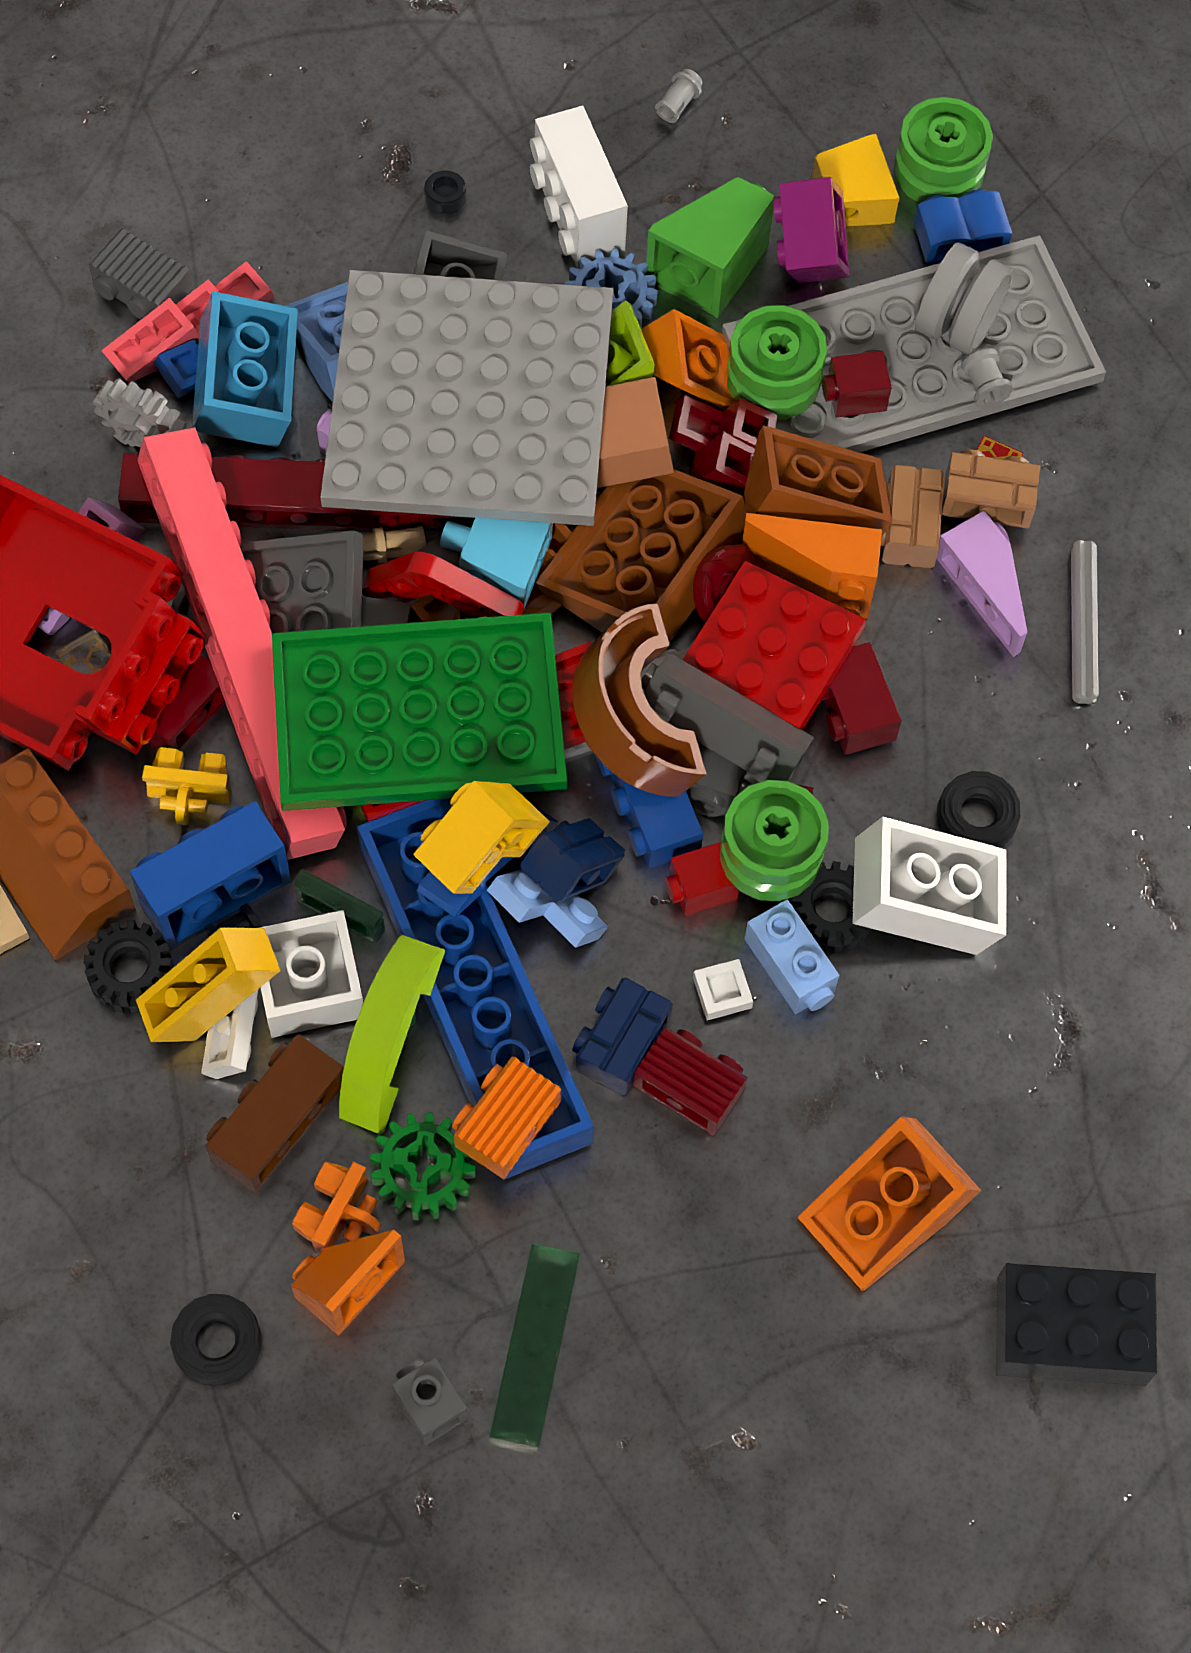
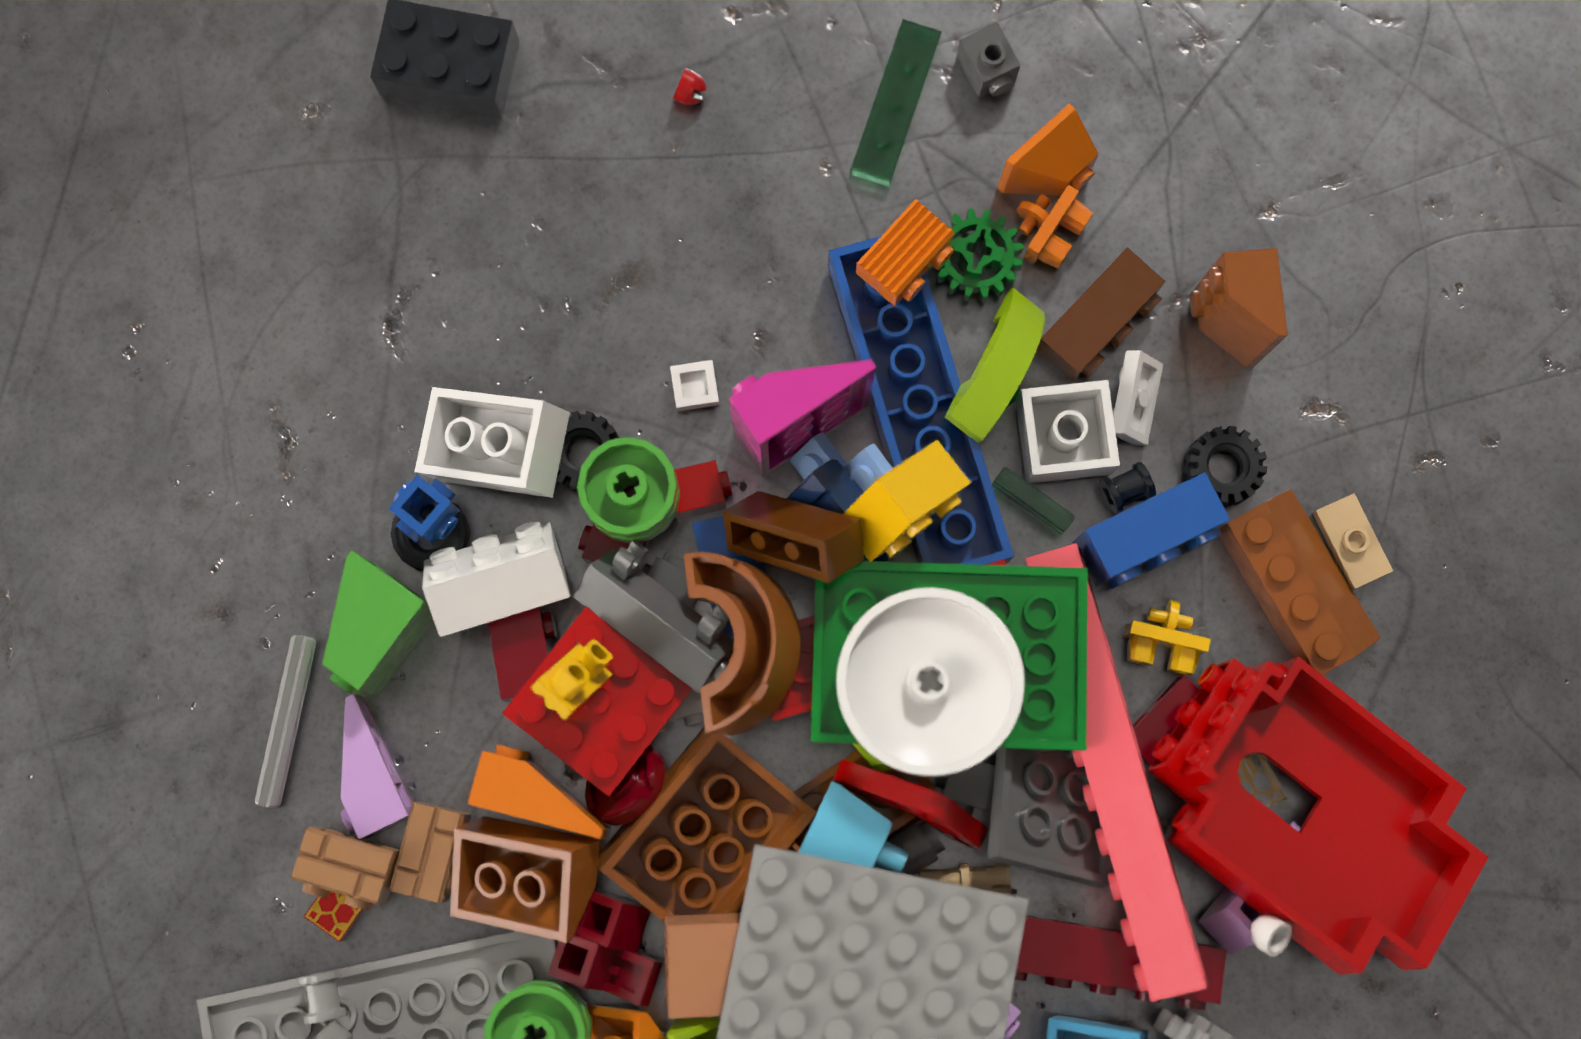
camera: 170 degrees left, 15 degrees up
(80, 496) = (1270, 934): none -> white hinge
(122, 1116) = (1242, 304): none -> dark orange slope
(207, 984) = (1158, 414): yellow brick -> none
(224, 1368) = (1167, 111): black tyre -> none
(437, 660) = (930, 681): none -> white dish
(593, 801) = (793, 536): none -> reddish brown brick
(607, 929) = (789, 407): none -> dark pink slope
(622, 1035) = (792, 342): dark blue brick -> none
(691, 1079) = (734, 304): dark red brick -> none
(782, 1330) = (685, 90): none -> red hinge
(792, 958) = (627, 400): light blue brick -> none
(798, 635) = (574, 678): none -> yellow hips
(857, 384) = (458, 1002): dark red brick -> none
(888, 1202) = (579, 179): orange slope -> none
(898, 752) = (494, 578): none -> white brick
(985, 808) = (414, 499): none -> blue brick
(1013, 704) = (372, 627): none -> bright green slope

